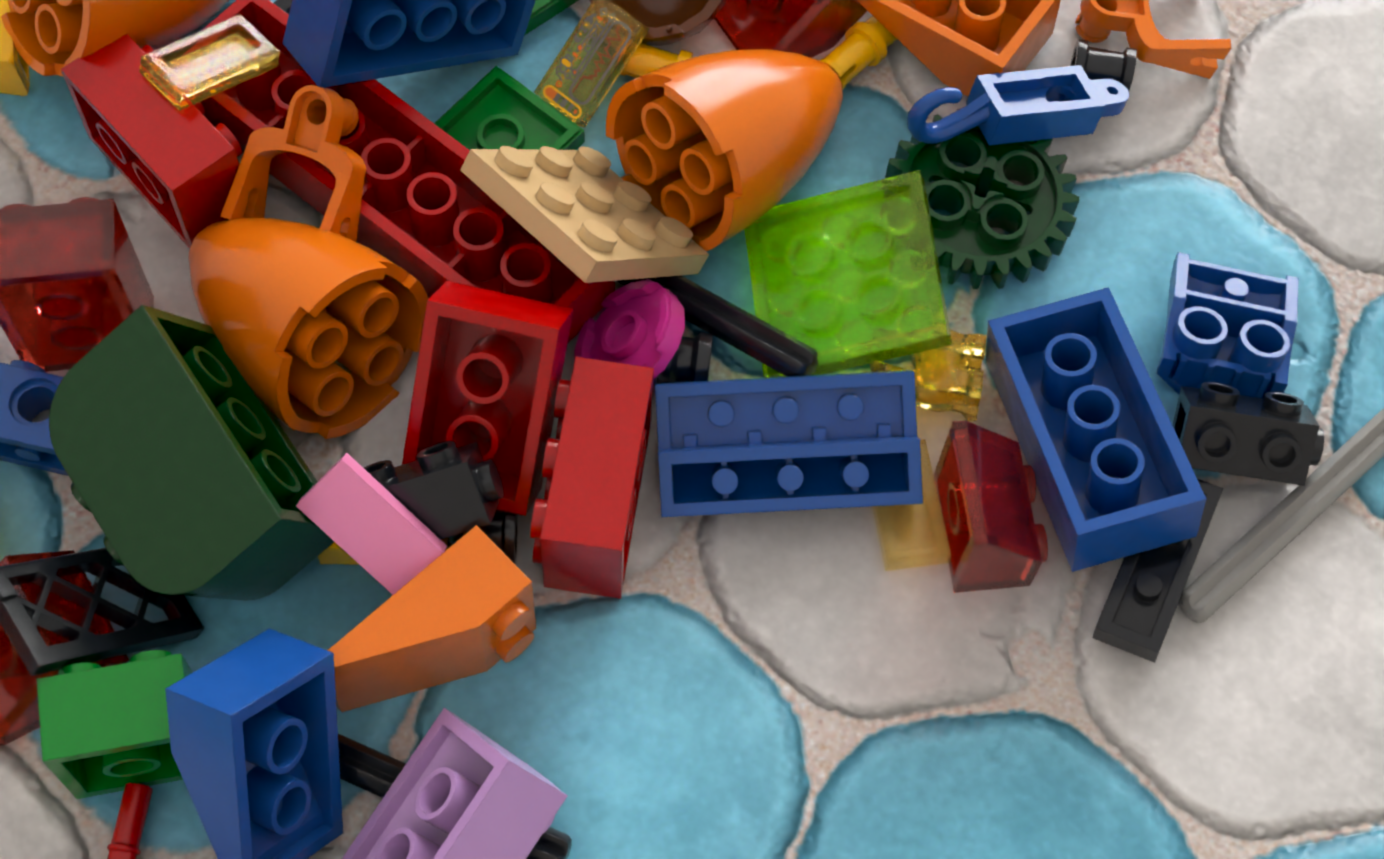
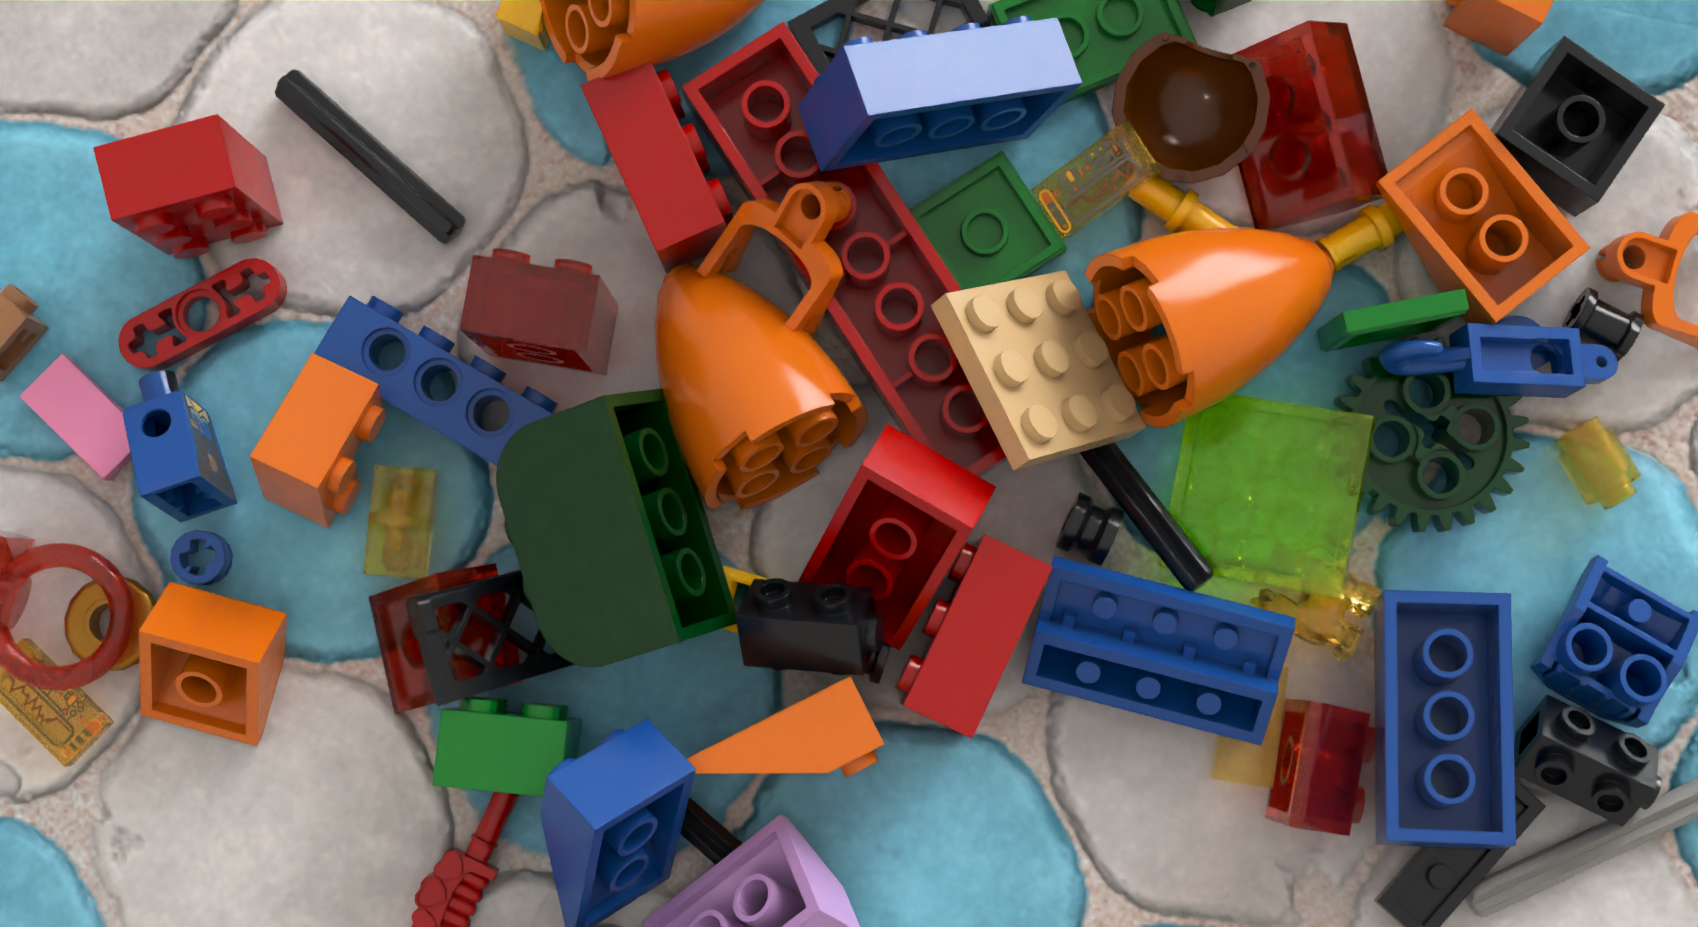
camera: 20 degrees right, 20 degrees up
(209, 62) = (722, 113): clear yellow tile -> none
(371, 524) = (758, 648): bright pink tile -> none
(637, 328) = (1045, 504): dark pink tile -> none
(887, 96) = (1392, 320): none -> green tile
(1144, 181) = (1597, 463): none -> clear yellow brick

